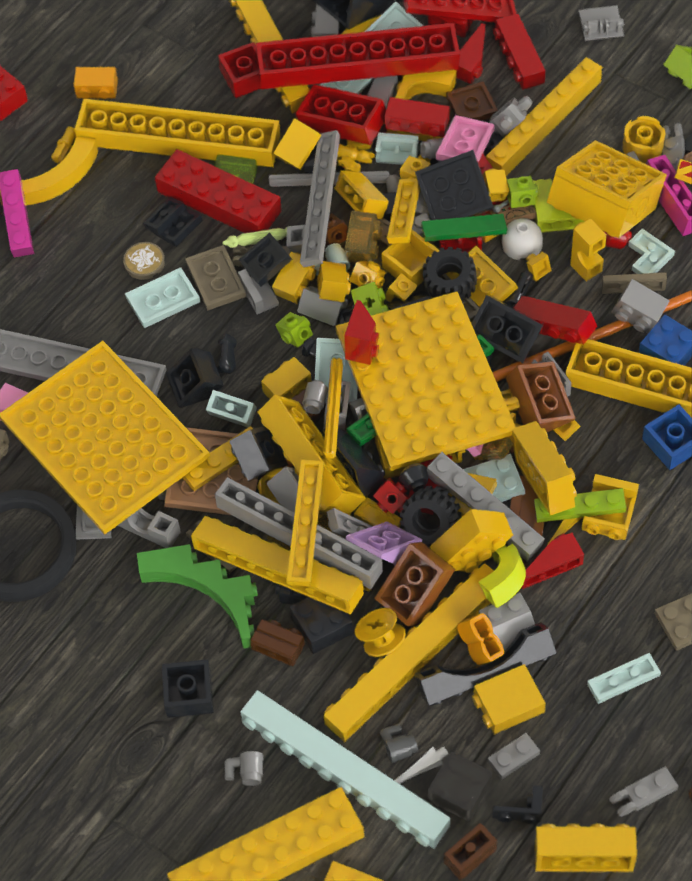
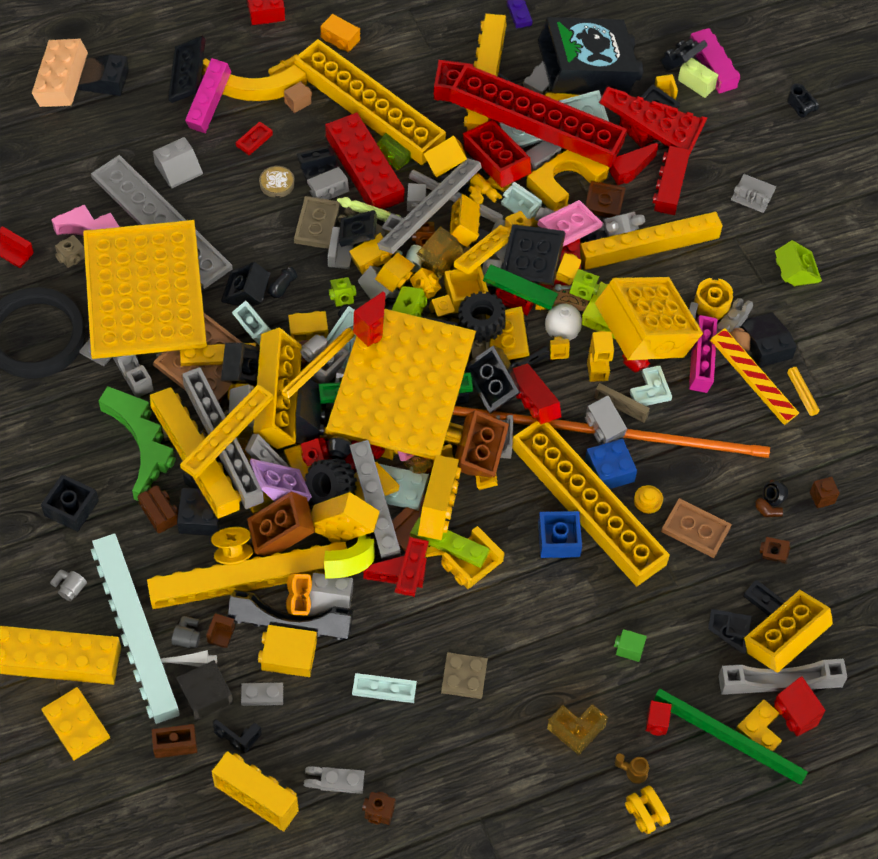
camera: 25 degrees right, 0 degrees up
(31, 297) = (177, 162): none -> light grey slope
(89, 231) = (254, 138): none -> red plate
(102, 167) = (297, 97): none -> medium nougat brick
(162, 297) = (268, 215): light aqua plate -> none
(199, 234) = (329, 184): none -> light grey hinge
(294, 200) = (416, 194): none -> light grey brick
(417, 117) = (549, 185): red brick -> none
(429, 720) = (220, 631): none -> reddish brown panel
(566, 548) = (411, 566): none -> red tile

